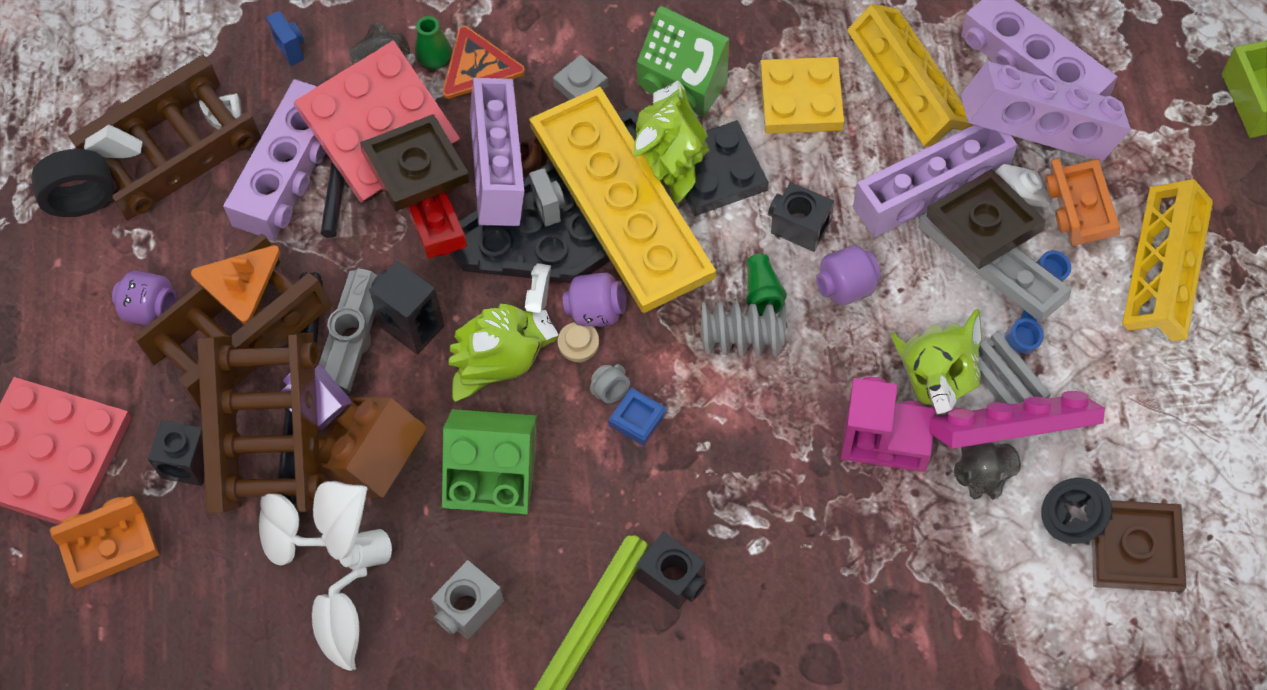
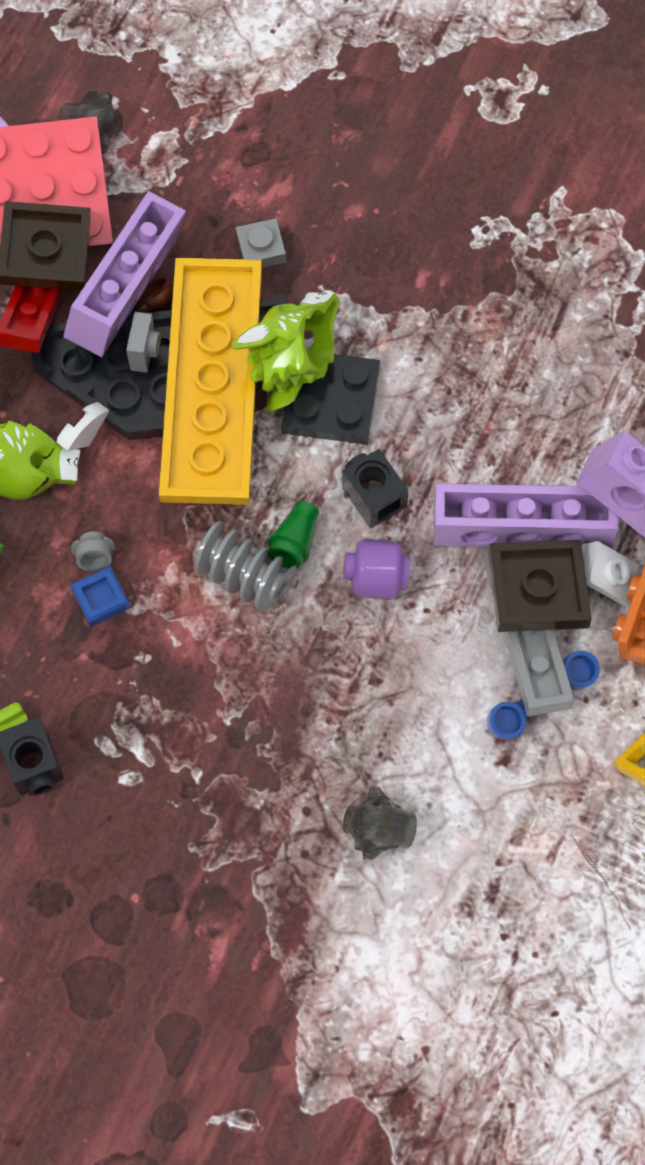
camera: 30 degrees right, 5 degrees up
(286, 37) = (18, 62): blue plate -> none
(431, 45) = (143, 138): green cone -> none
(476, 59) = (172, 176): piece -> none
(578, 342) = (92, 496): tan plate -> none
(595, 300) = (129, 465): medium lavender head -> none
(684, 53) = (360, 275): bright green slope -> none
(801, 95) = (460, 367): yellow plate -> none
(886, 431) = (306, 737): dark pink brick -> none
(908, 73) = (572, 394): yellow fence -> none
(943, 362) = (405, 695): lime piece -> none
(1017, 365) = (464, 711): light grey tile -> none
(1017, 420) = (434, 797): dark pink plate -> none
(1077, 493) = (420, 908): black gear -> none
(1141, 548) = (477, 981): reddish brown tile -> none

